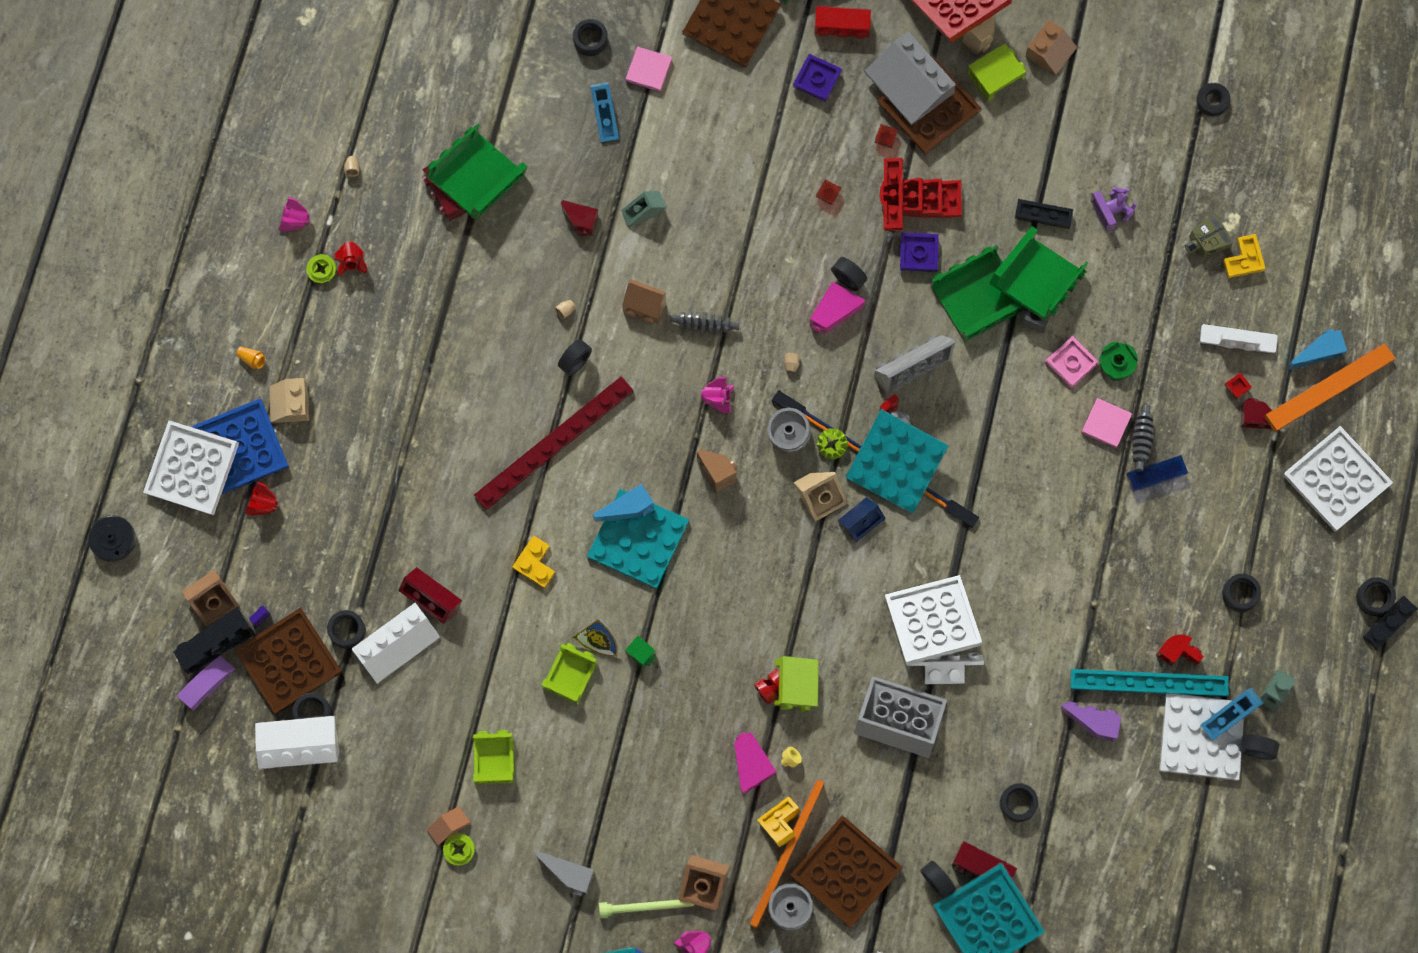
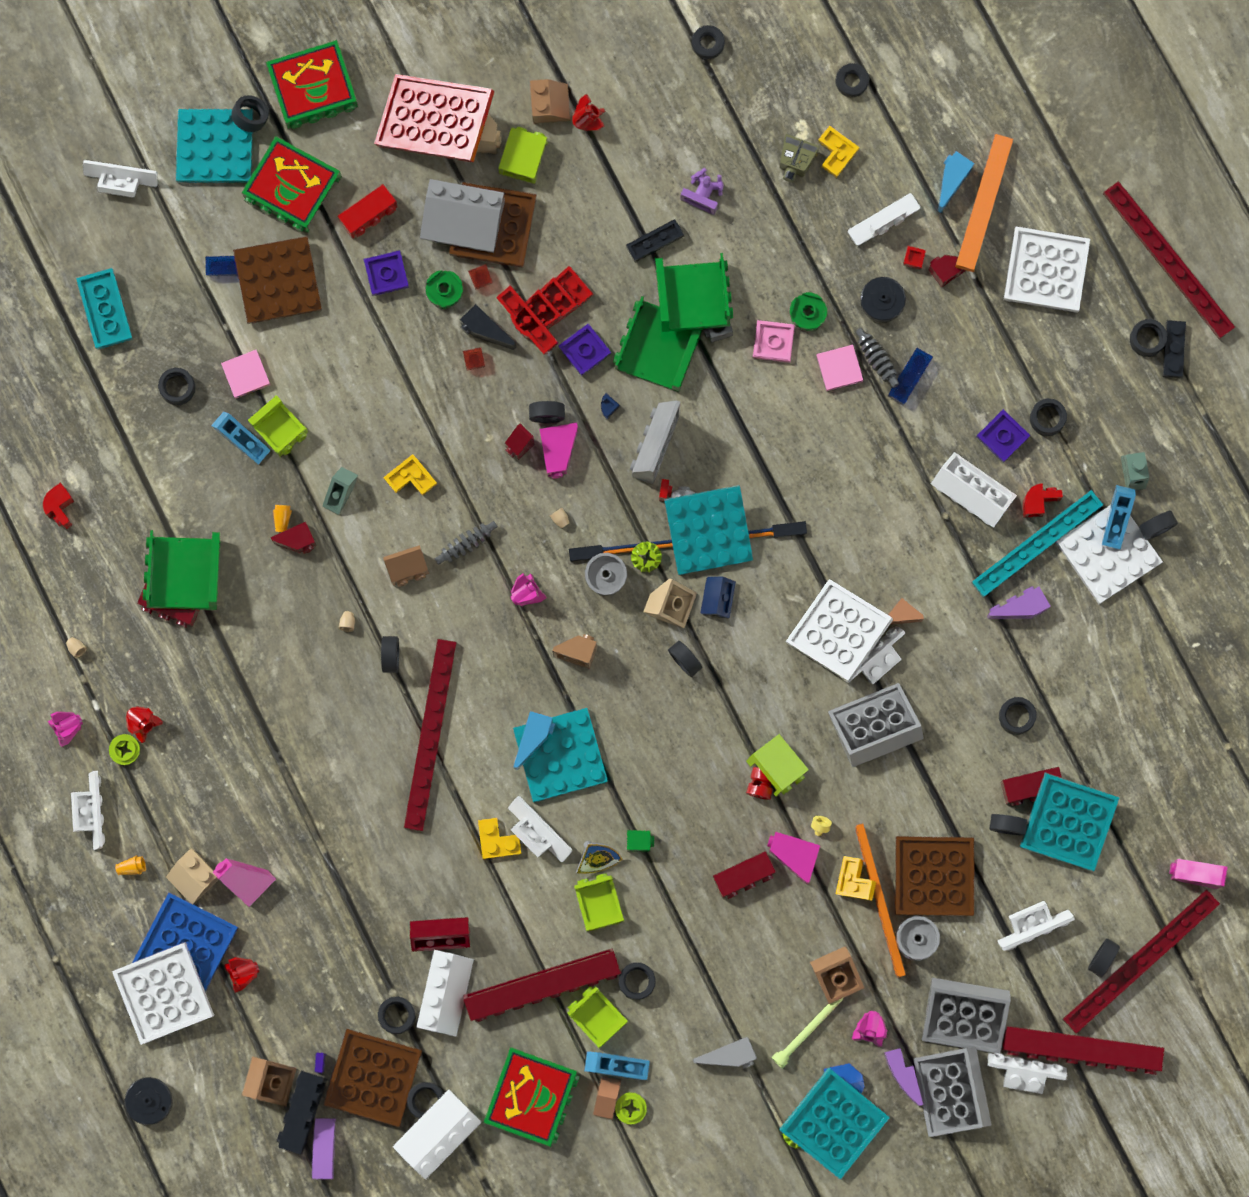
camera: 40 degrees left, 5 degrees up
(254, 290) = (87, 811): none -> white bracket
(321, 433) = (243, 879): none -> dark pink slope
(391, 776) = (531, 1097): none -> panel
(429, 50) = (54, 503): none -> red brick
(473, 697) = (541, 984): none -> dark red brick
(476, 808) = (616, 1065): none -> dark azure slope
(547, 742) = (622, 981): none -> black tyre
(567, 580) = (536, 832): none -> white bracket
(583, 193) = (281, 517): none -> light orange cone
(639, 125) = (278, 426): none -> lime panel
(698, 746) = (744, 875): none -> dark red brick
(708, 236) = (410, 471): none -> yellow plate
(794, 543) = (685, 658): none -> black tyre
(808, 279) = (519, 442): none -> dark red slope
(854, 133) = (444, 278): none -> green plate
(855, 174) = (483, 327): none -> black slope
(901, 309) = (608, 406): none -> dark blue tile
(995, 649) = (905, 613): none -> nougat slope
(1071, 80) = (587, 115): none -> red brick
(1133, 600) = (973, 489): none -> white slope
(1185, 397) = (882, 299): none -> black wheel
(1192, 578) = (1003, 436): none -> dark purple plate
(1311, 206) = (852, 68): none -> black tyre

